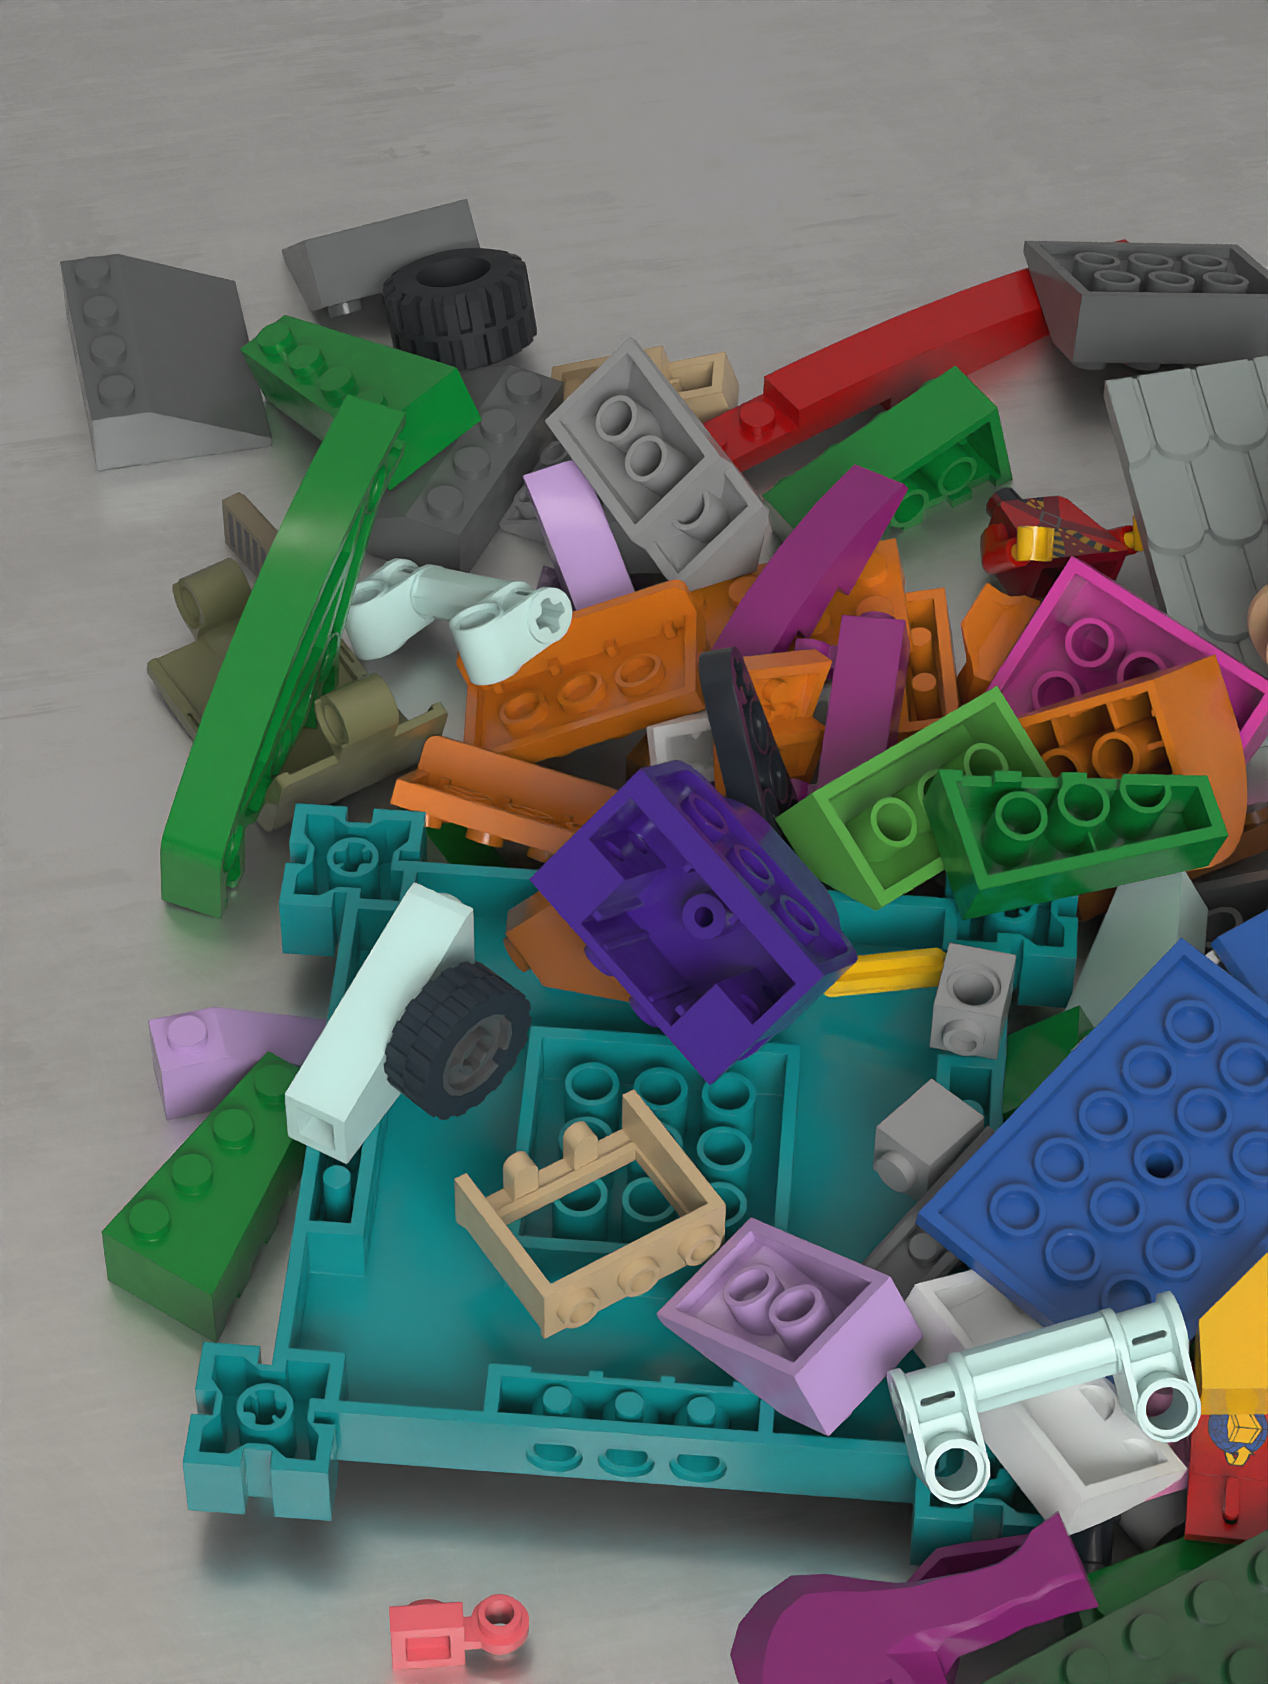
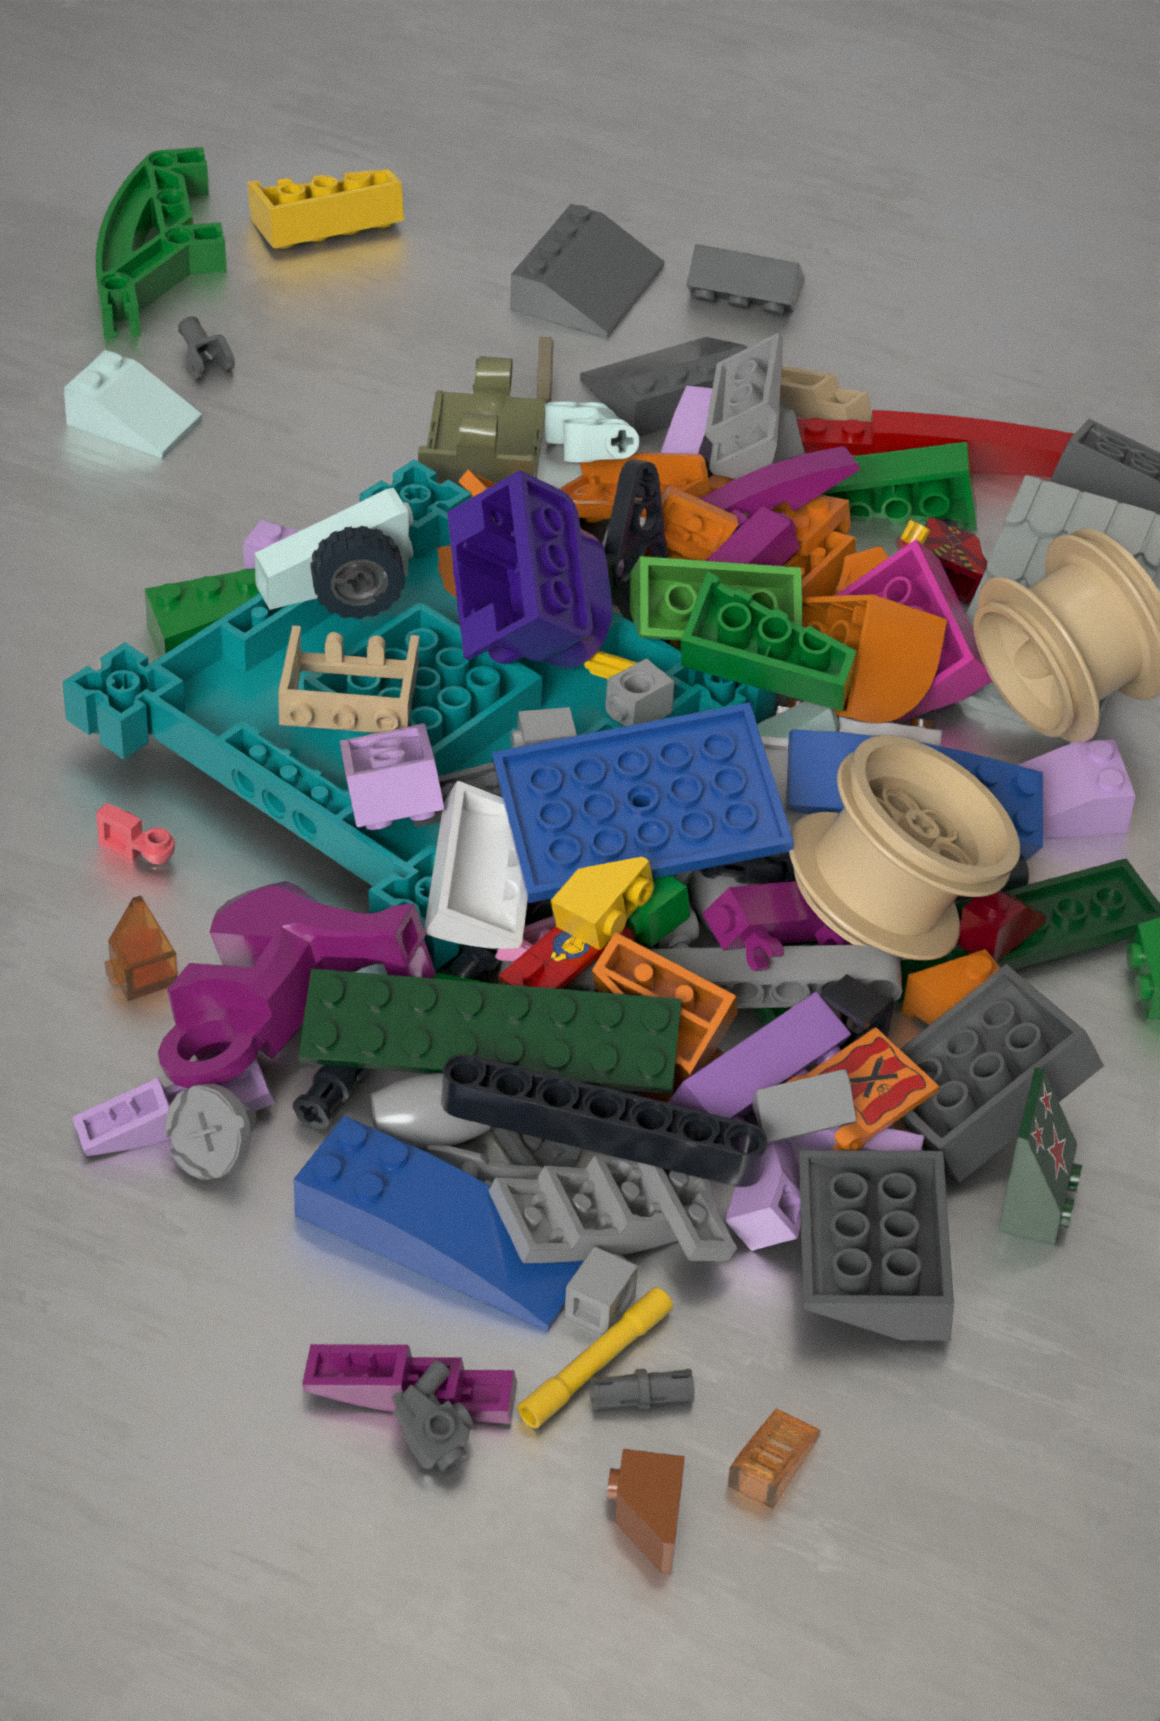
camera: 35 degrees right, 5 degrees down
(279, 656) = (488, 374): green piece -> none
(313, 368) = (652, 323): green wedge -> none
(461, 307) = (748, 311): black tyre -> none
(1137, 1346) = (467, 837): light aqua piece -> none

